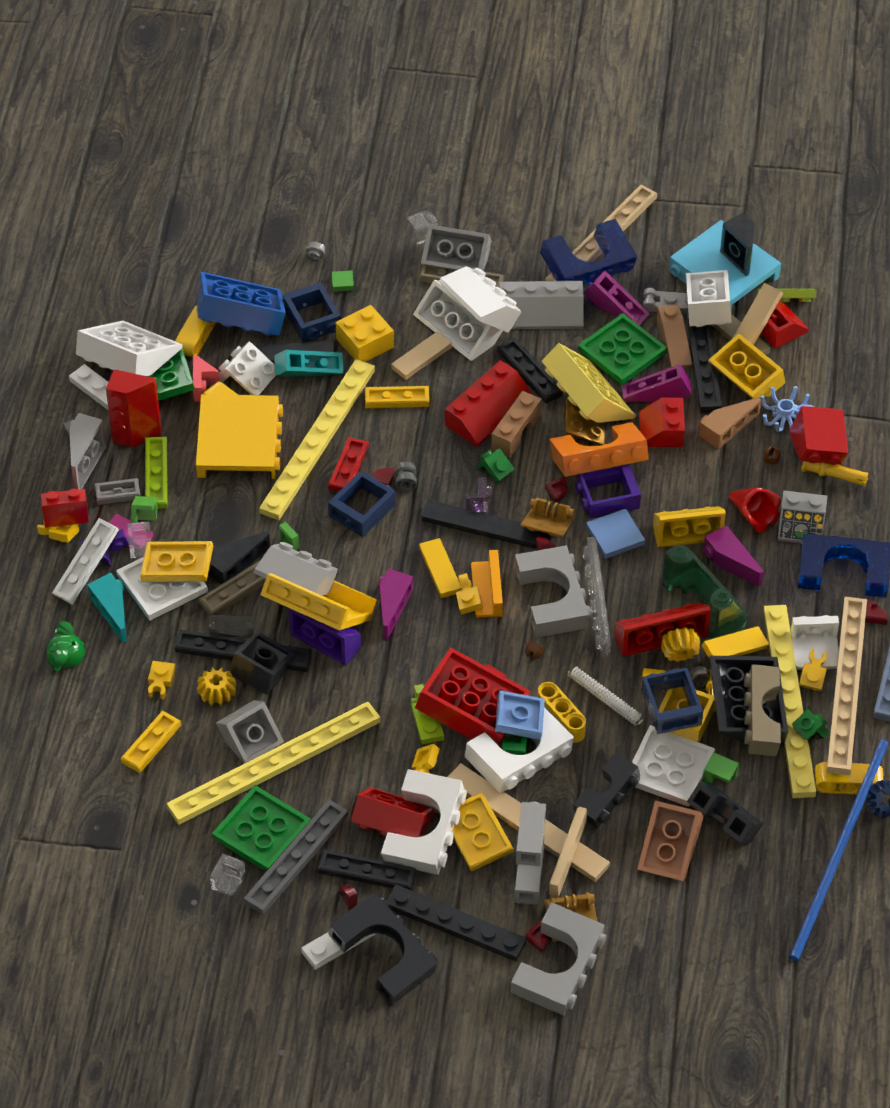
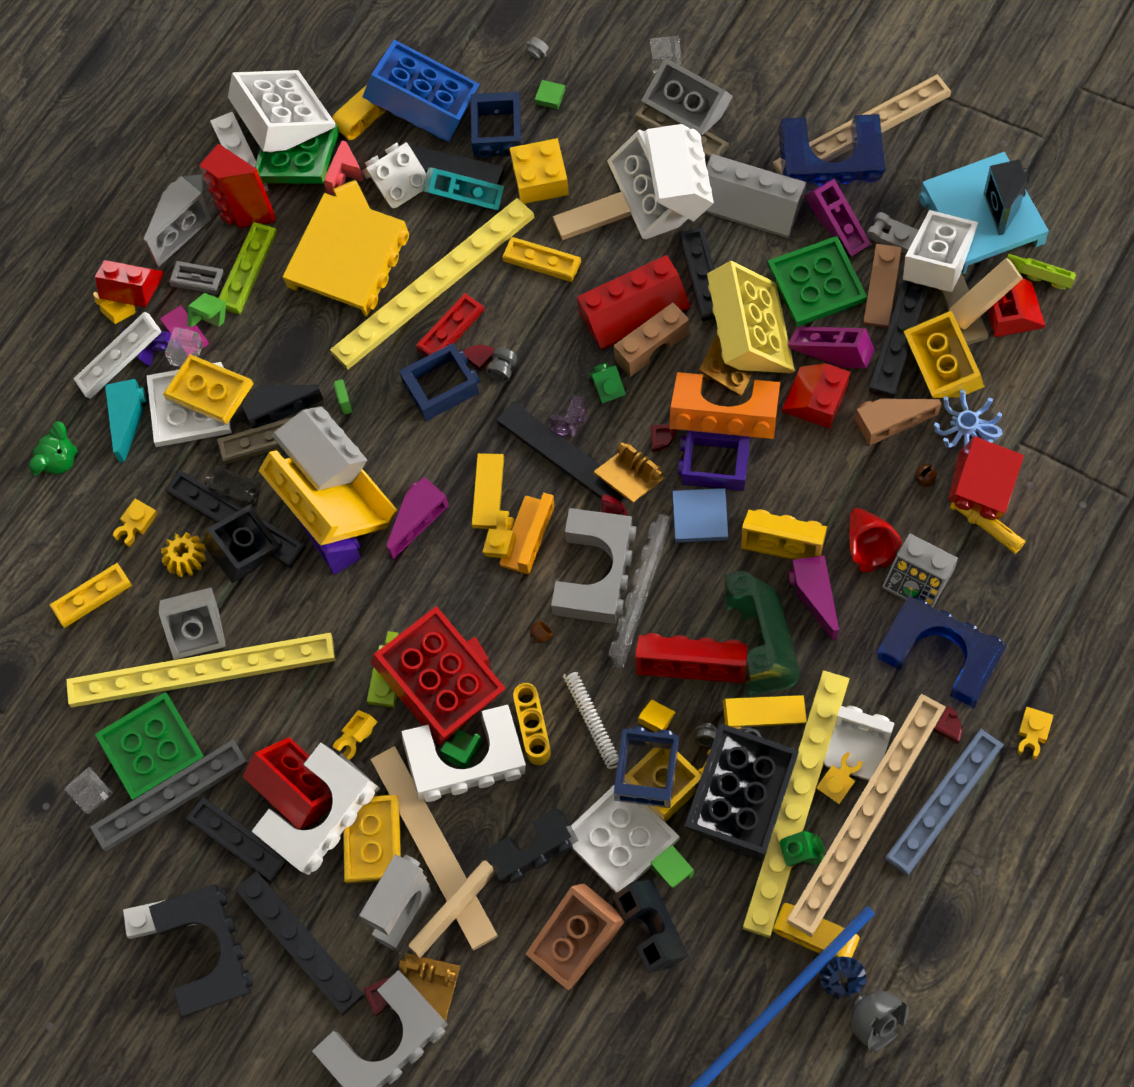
camera: 30 degrees right, 15 degrees up
(349, 896) = (201, 864): dark red tile -> none
(520, 715) = (475, 718): medium blue tile -> none
(680, 644) = (701, 689): yellow gear -> none
(762, 733) = (730, 851): dark tan arch -> none

